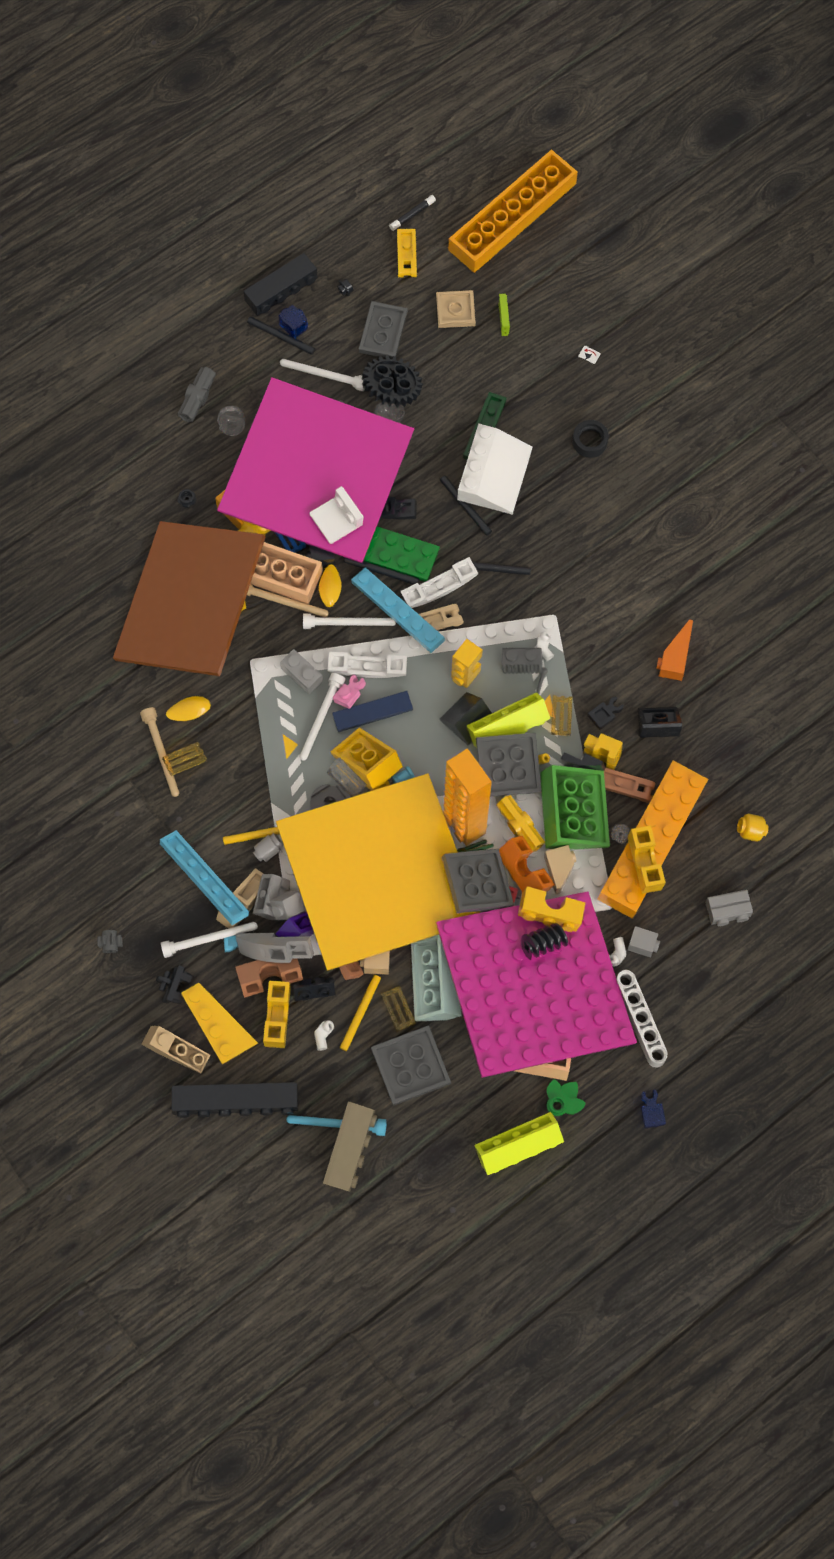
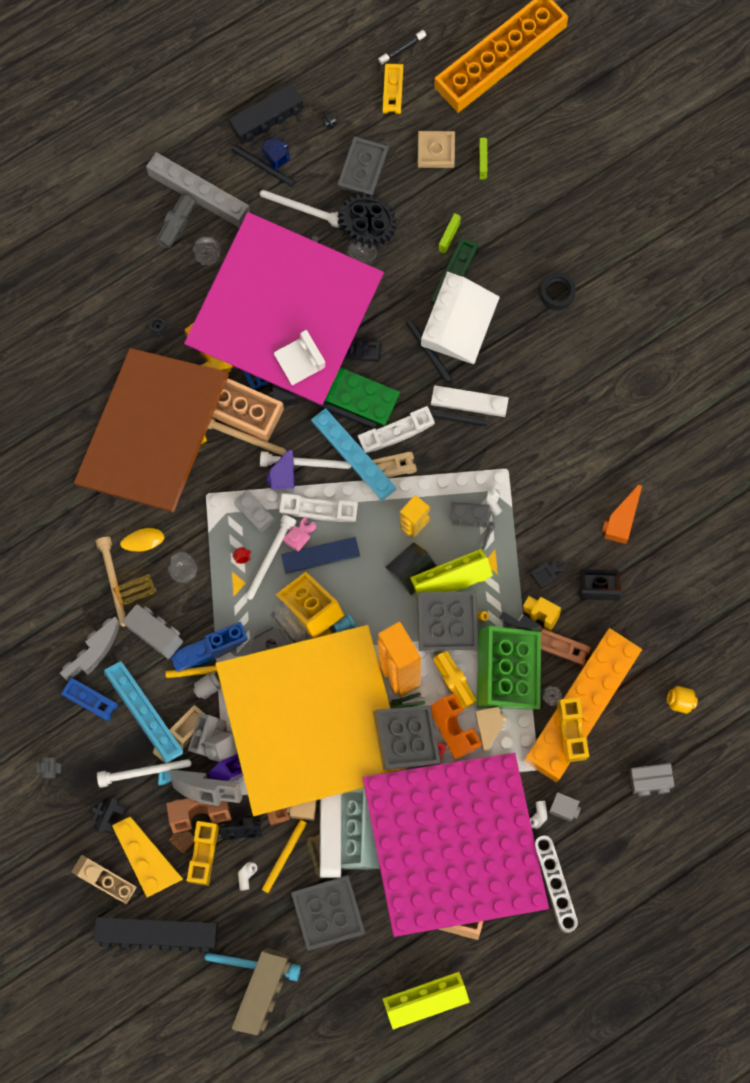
camera: 10 degrees right, 5 degrees up
(146, 870) = (89, 699): none -> blue plate
(151, 817) = (99, 644): none -> light grey slope
(207, 796) = (153, 630): none -> light grey brick
(222, 363) = (200, 190): none -> light grey brick
(232, 732) = (182, 567): none -> clear hair
(254, 1005) = (182, 840): none -> clear orange tile
(268, 810) = (211, 648): none -> blue slope
(292, 717) = (241, 555): none -> red plate
(327, 631) = (282, 473): none -> dark purple slope
(330, 586) = (289, 425): yellow arm -> none
(406, 987) = (330, 837): none -> white beam
(476, 389) = (449, 233): none -> lime tile
(511, 551) = (469, 401): none -> white plate
(535, 908) = (459, 768): yellow arch -> none
(543, 939) = (465, 801): black piece -> none
(562, 700) = (507, 556): clear yellow tile -> none
(565, 1096) = (476, 955): green plate -> none
(589, 354) = (564, 204): white sticker -> none
(652, 1113) = (558, 979): clear blue plate -> none

